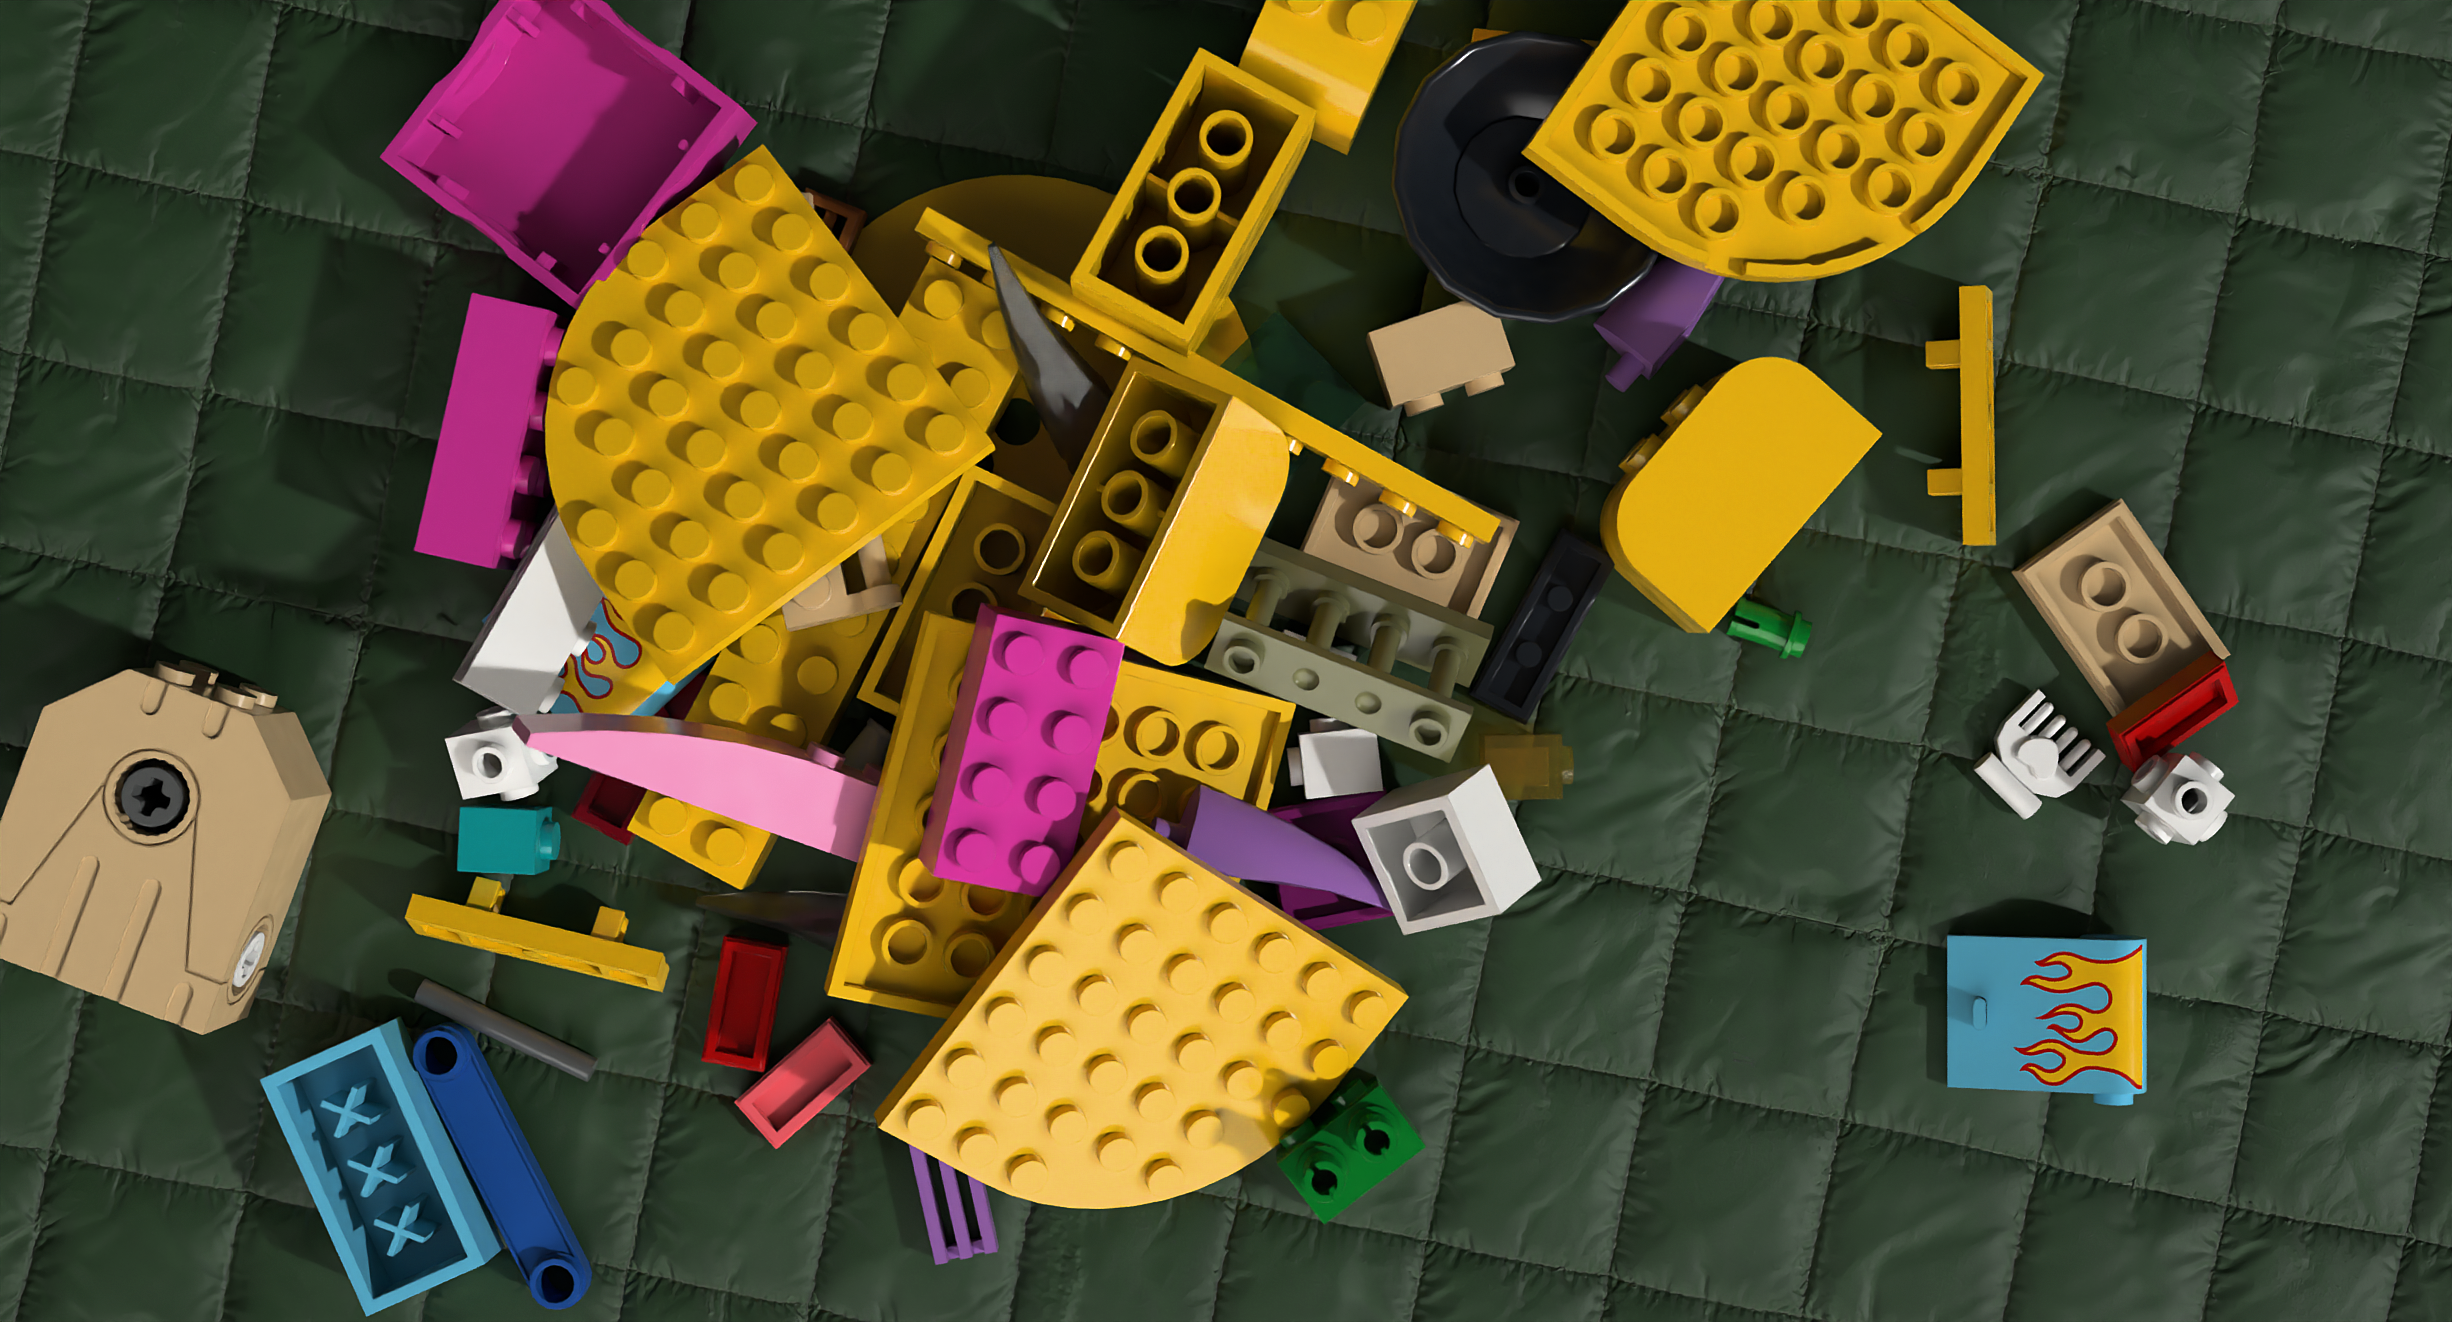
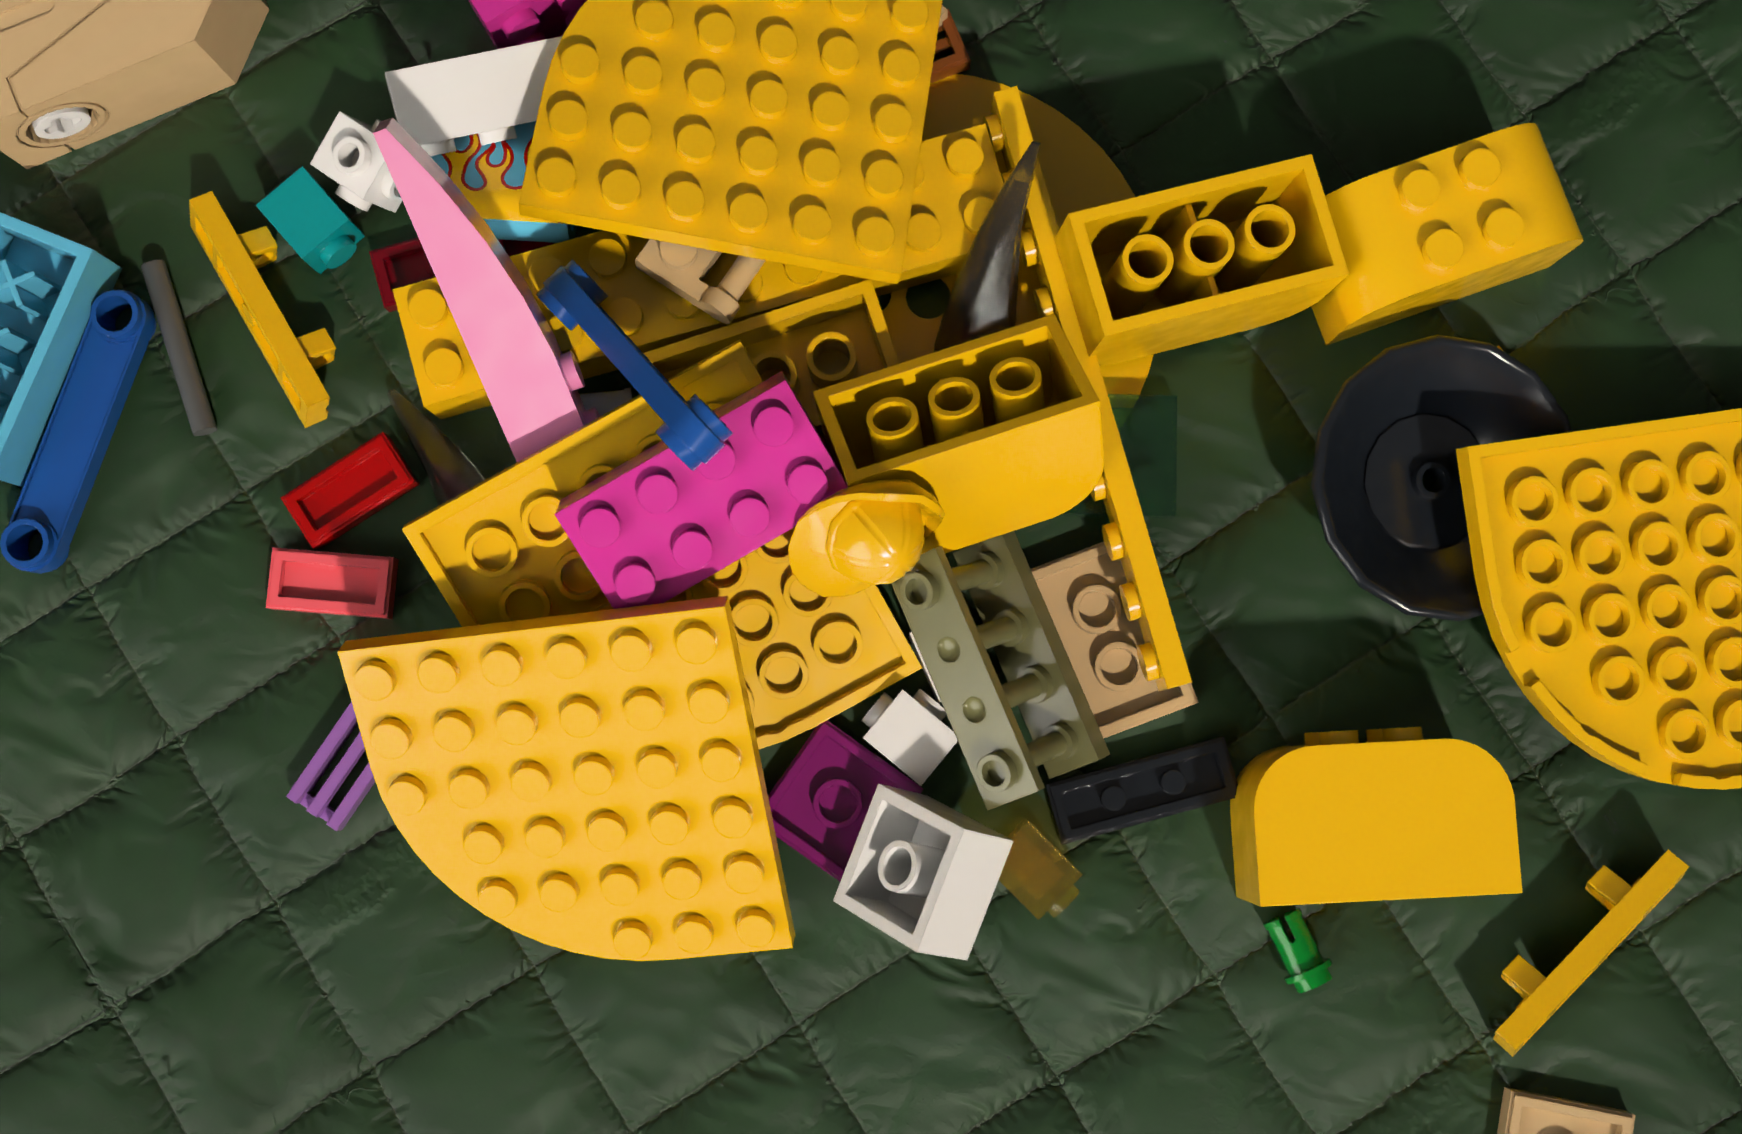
camera: 50 degrees right, 5 degrees down
(969, 718) = (689, 425): none -> blue piece
(1165, 663) = (863, 536): none -> yellow hat
(1265, 848) = (799, 740): medium lavender piece -> none
(1348, 1147) = (643, 1009): green brick -> none
(1439, 354) = (1258, 534): tan brick -> none
(1655, 318) = (1432, 660): medium lavender piece -> none

